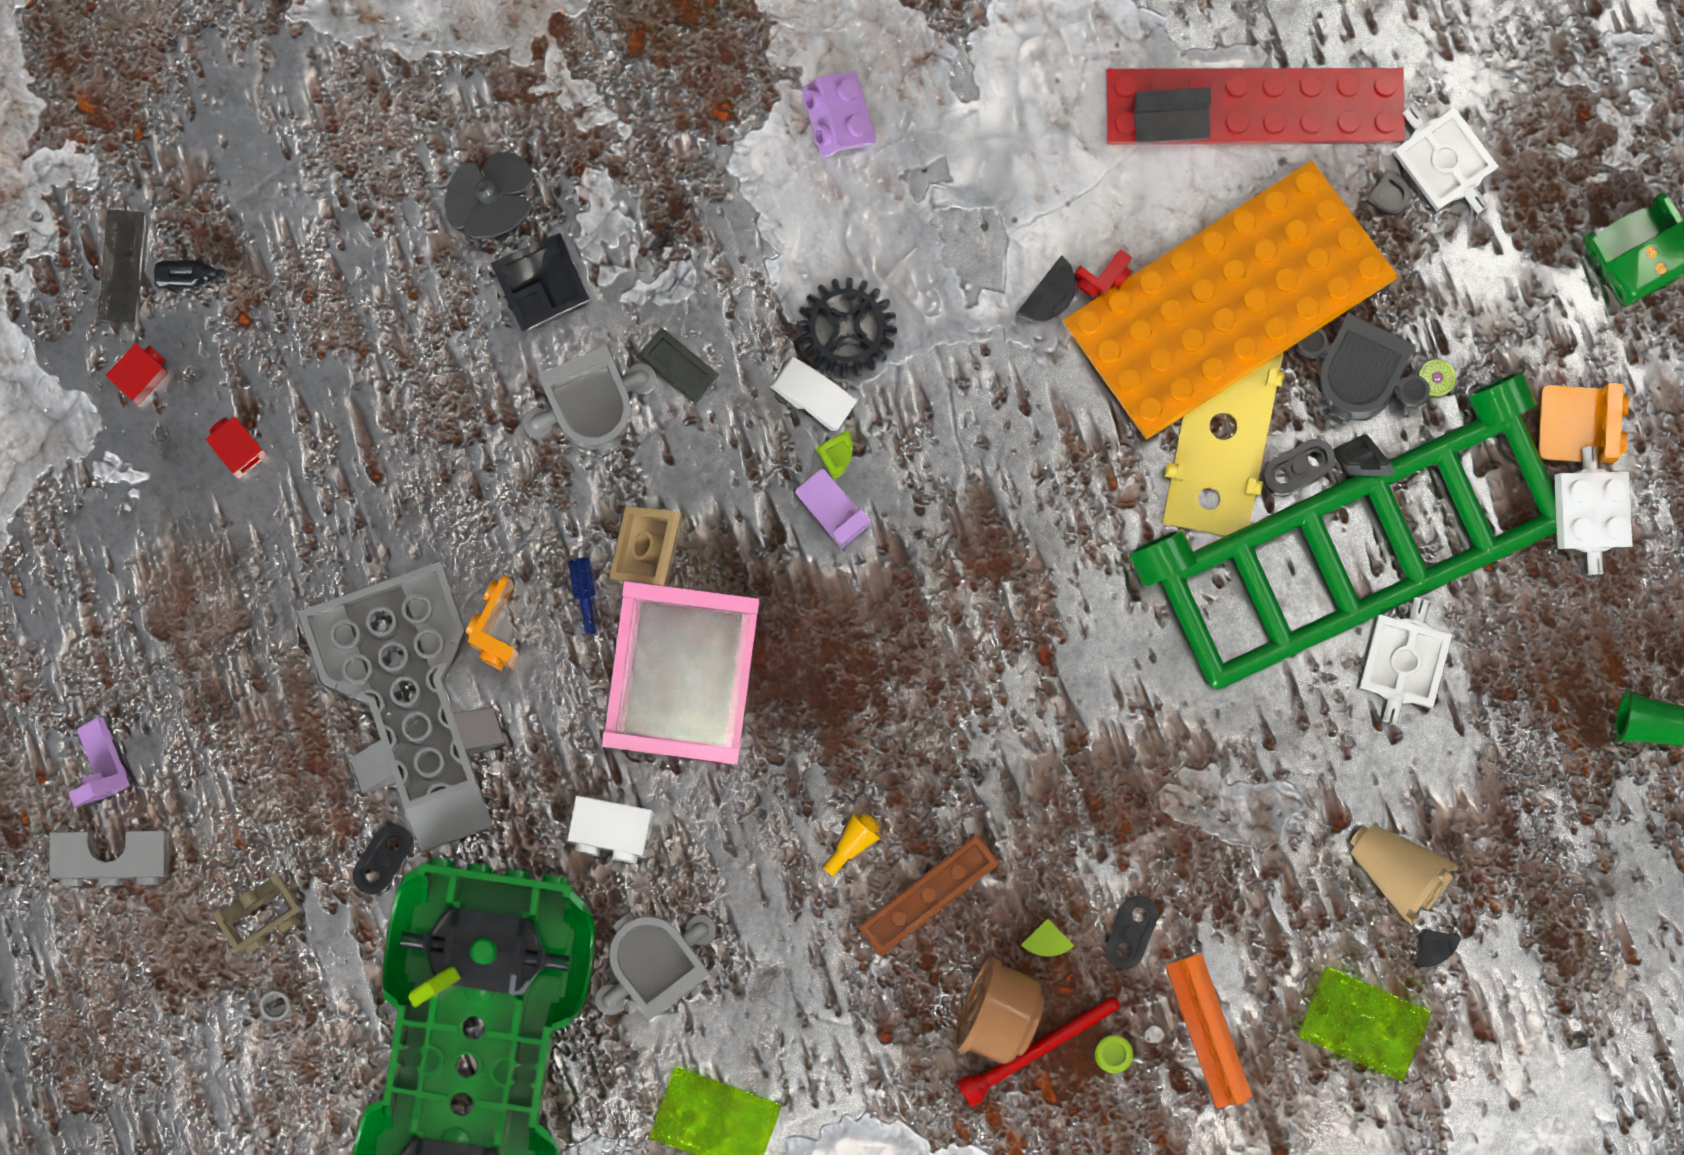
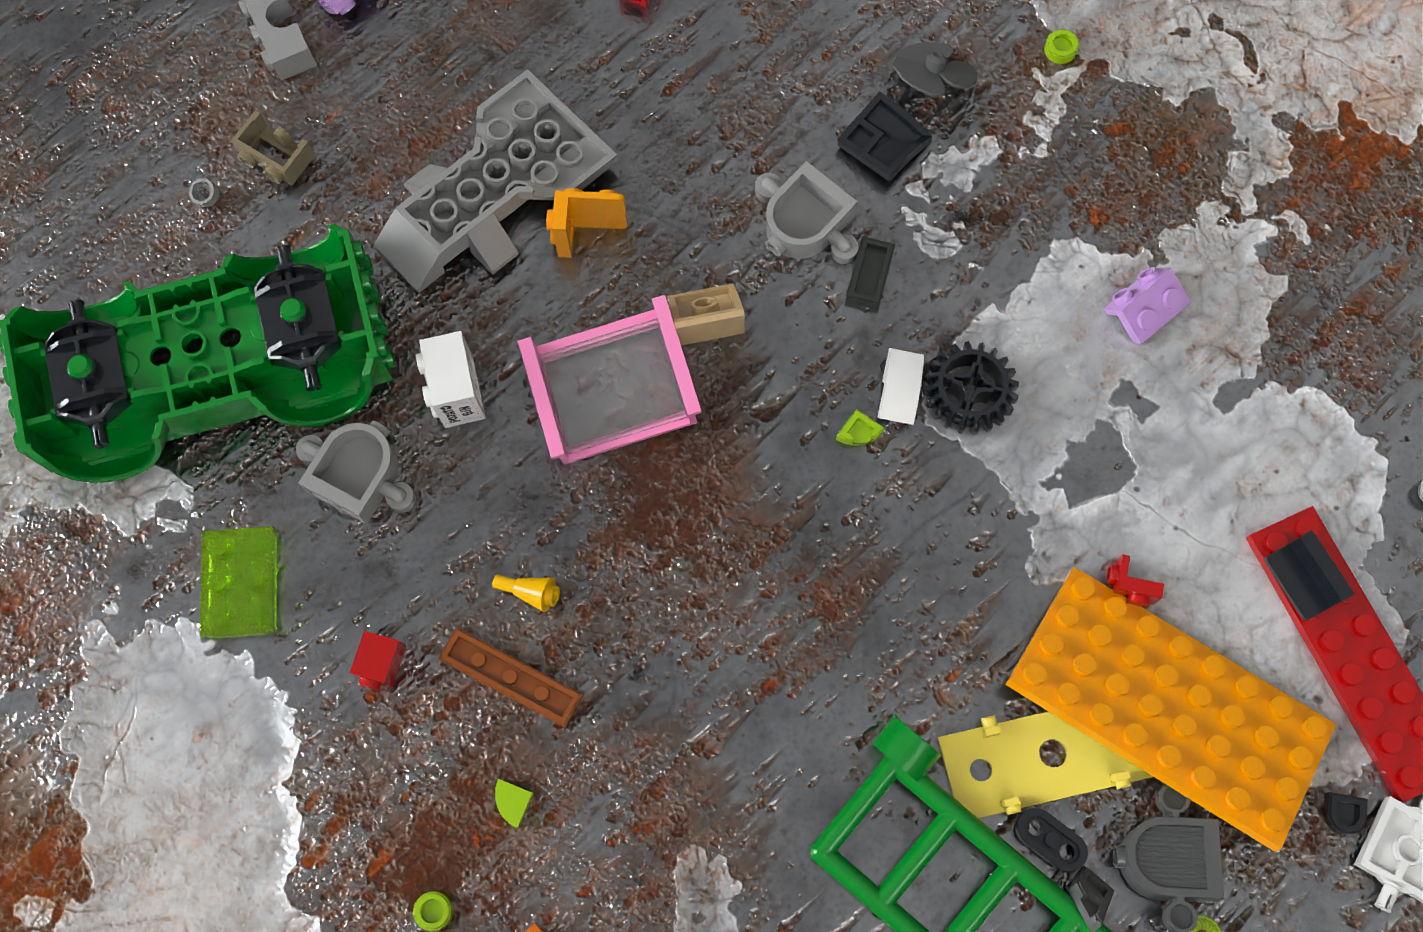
camera: 70 degrees right, 10 degrees down
(381, 858) = (358, 219): black plate -> none
(433, 986) = (245, 283): lime tile -> none
(520, 51) = (1061, 46): none -> lime tile
(583, 589) = (647, 279): clear blue axle -> none
(832, 508) = (810, 446): lavender bracket -> none
(859, 1014) = (377, 661): none -> red brick
(976, 1086) = (352, 794): red piece -> none
(999, 1013) = (421, 785): medium nougat wheel -> none
(1051, 295) = (1088, 546): black plate -> none
(1131, 932) = (552, 876): black plate -> none

